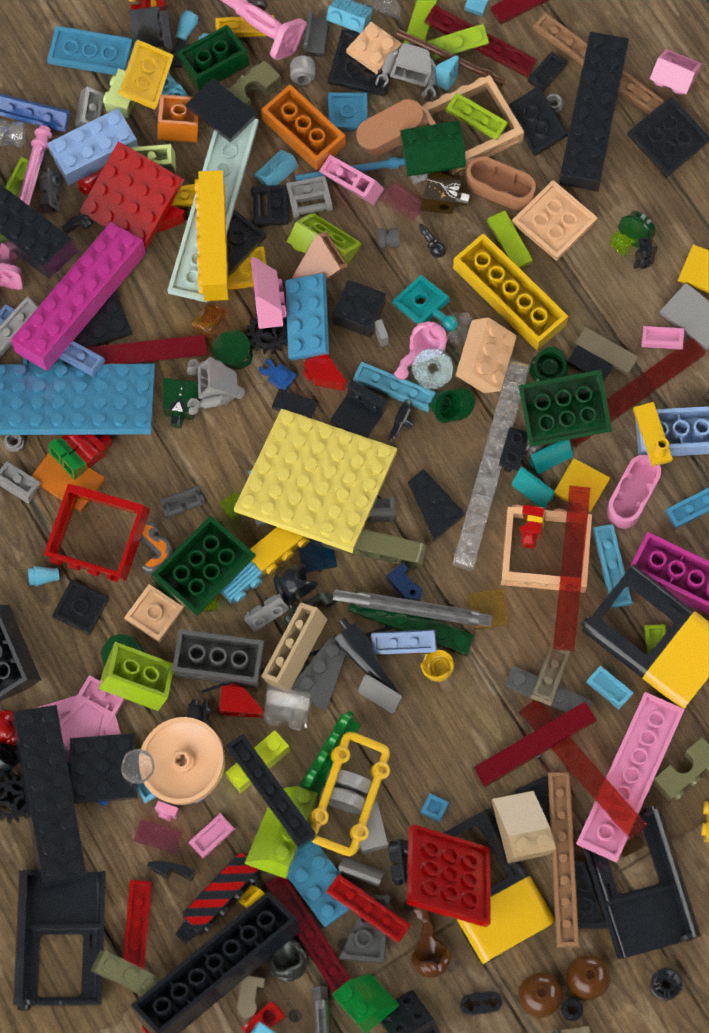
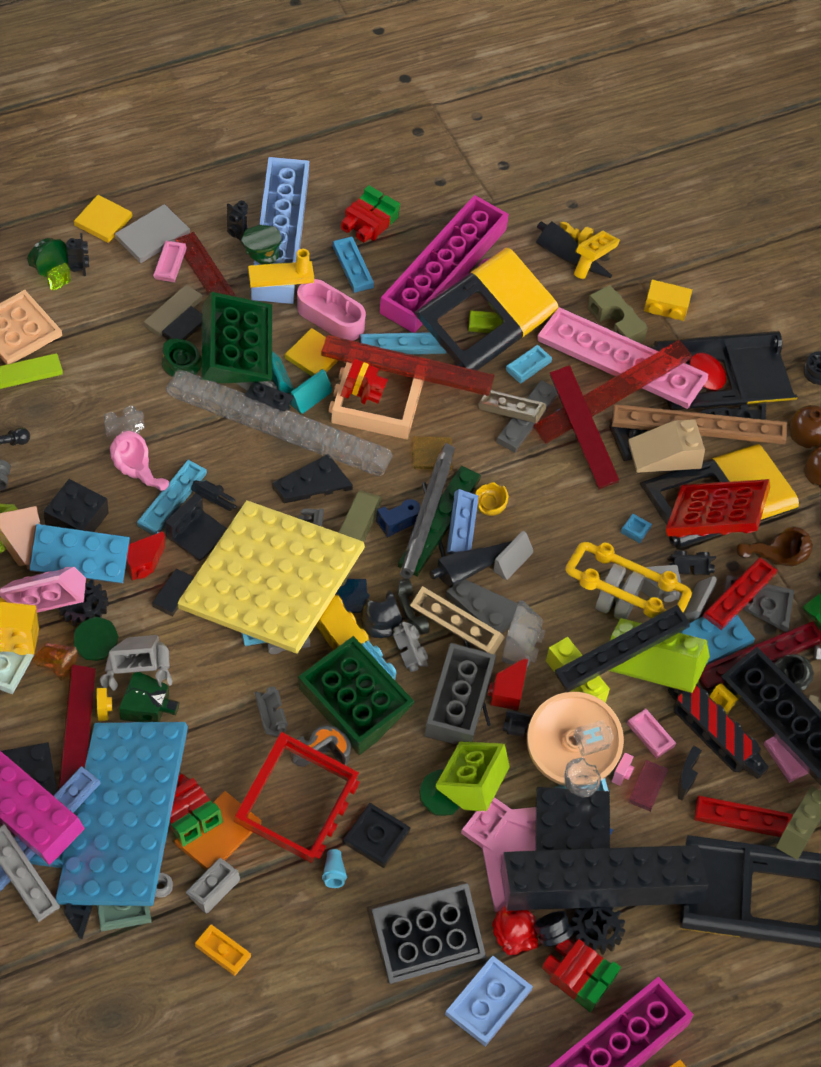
camera: 90 degrees left, 15 degrees down
(154, 613) = (396, 757): light nougat plate -> none
(171, 366) = (104, 704): none -> yellow plate
(176, 772) = (593, 737): none -> clear brick
(228, 506) = (283, 664): clear neon green plate -> none
(279, 377) = (136, 602): blue plate -> none
(316, 775) = (576, 613): green fence -> none
(381, 333) = (113, 495): light grey tile -> none
(430, 308) = (85, 441): teal plate -> none
(439, 378) = (154, 462): clear light blue plate -> none
(452, 404) = (206, 447): dark green piece -> none
(486, 355) = (161, 401): light nougat brick -> none
(510, 292) = (91, 374): yellow brick -> none
(635, 866) = (712, 366): none -> red dish
(683, 409) = (262, 243): none -> dark green hat

